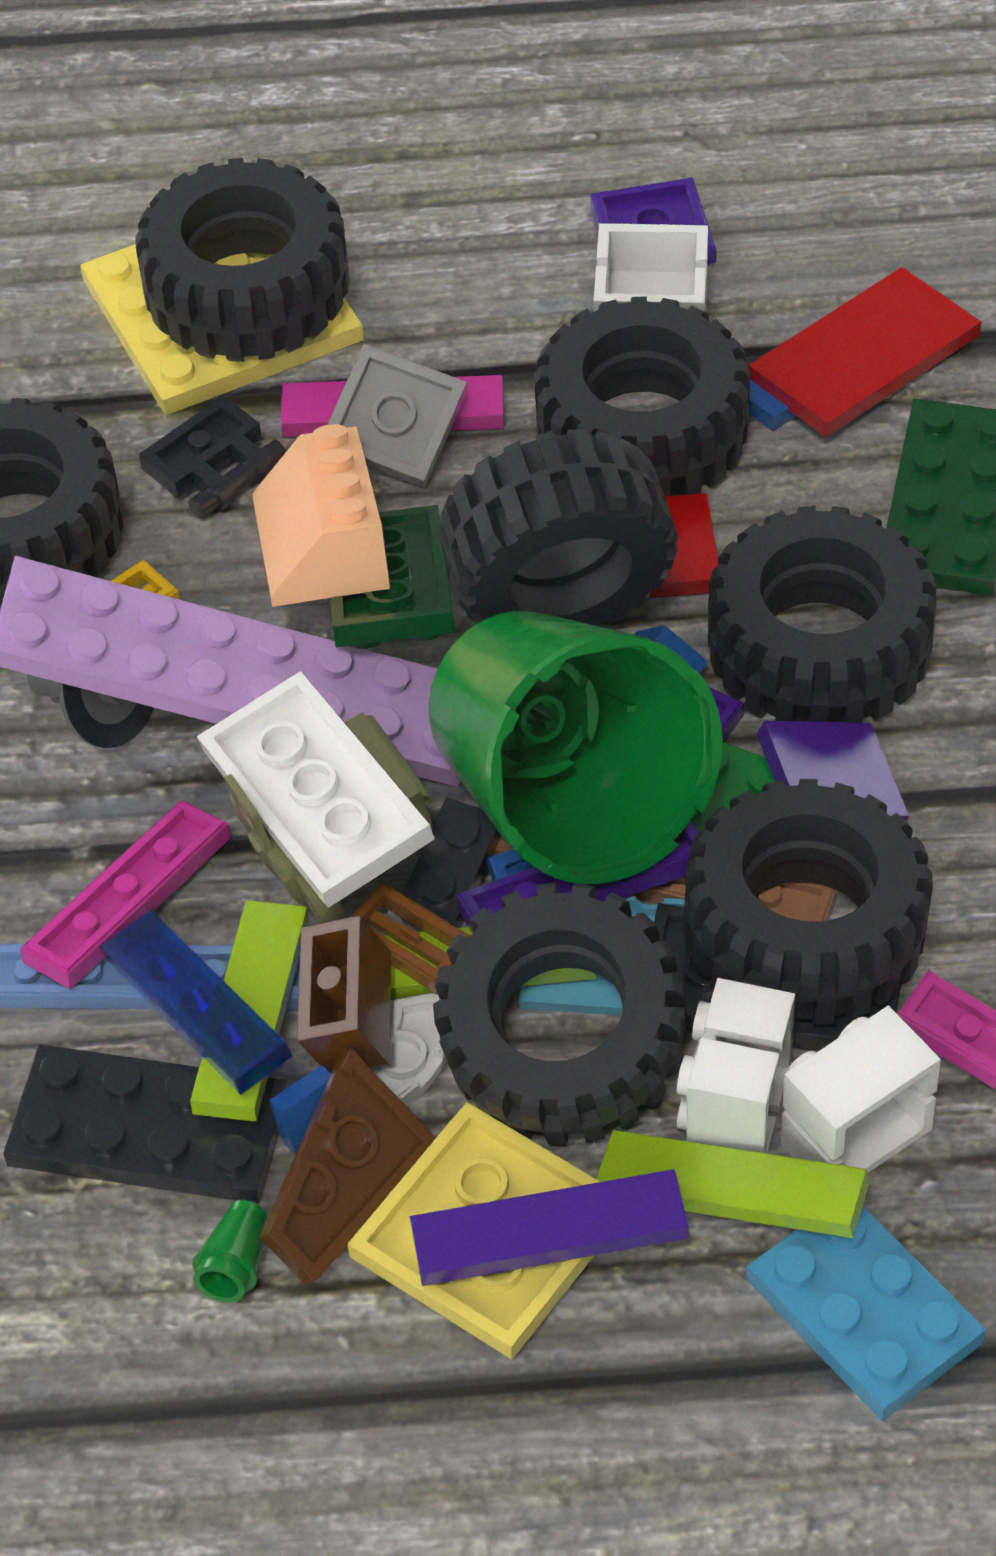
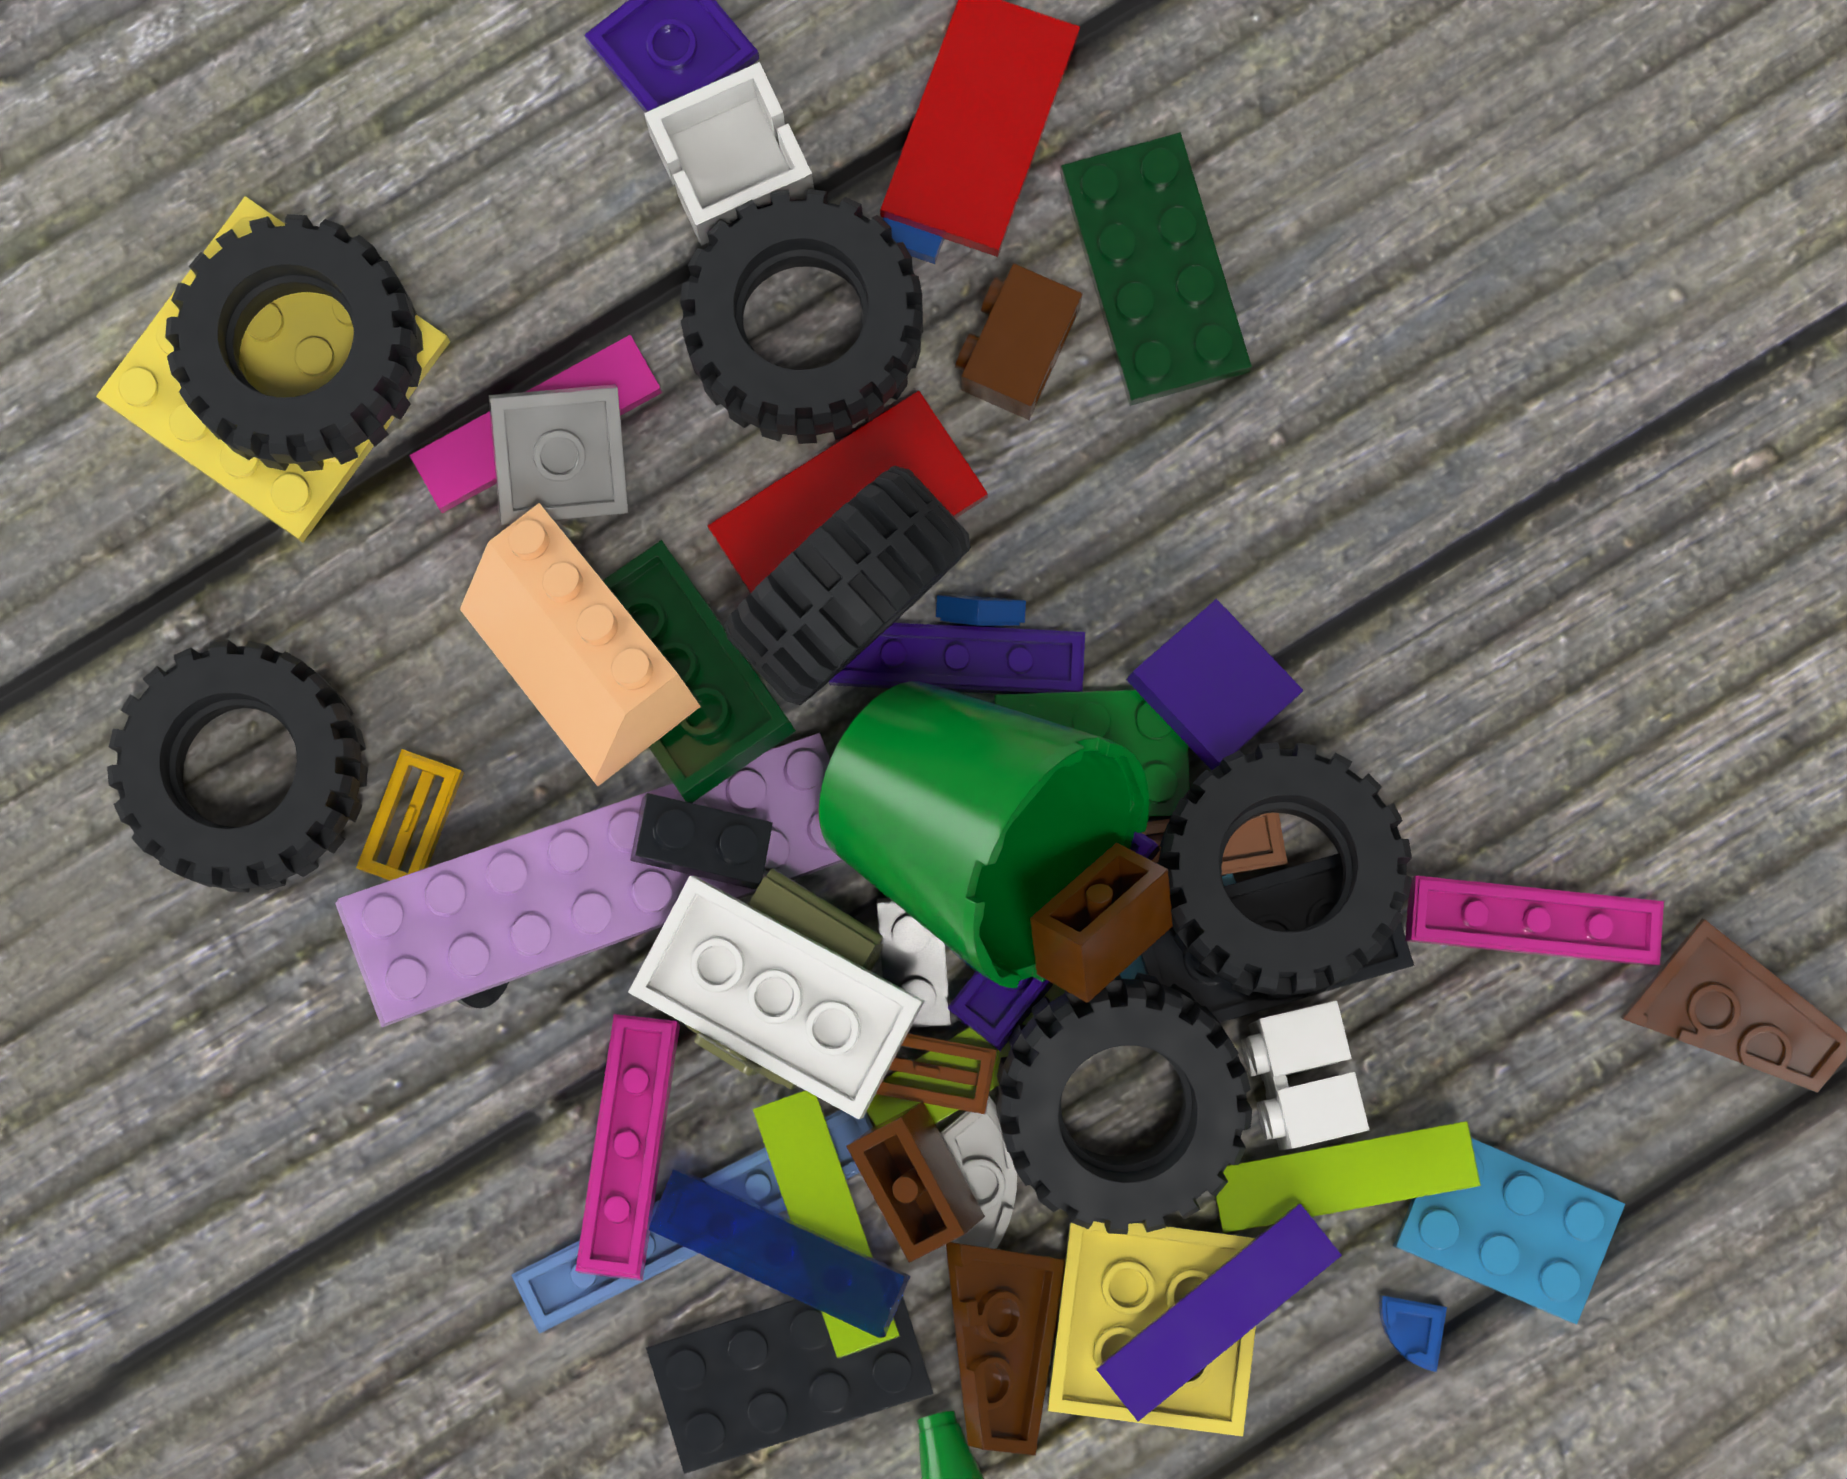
camera: 30 degrees left, 30 degrees up
(202, 446) = (376, 578): black plate -> none
(296, 1106) = (930, 1295): blue tile -> none
(330, 668) = (701, 841): none -> black plate
(619, 837) = (1101, 922): none -> reddish brown brick
(726, 1349) = (1414, 1329): none -> blue tile
(815, 473) = (1019, 341): none -> reddish brown brick
(828, 561) = (1133, 428): black tyre -> none
(860, 1094) = (1423, 1048): white piece -> none

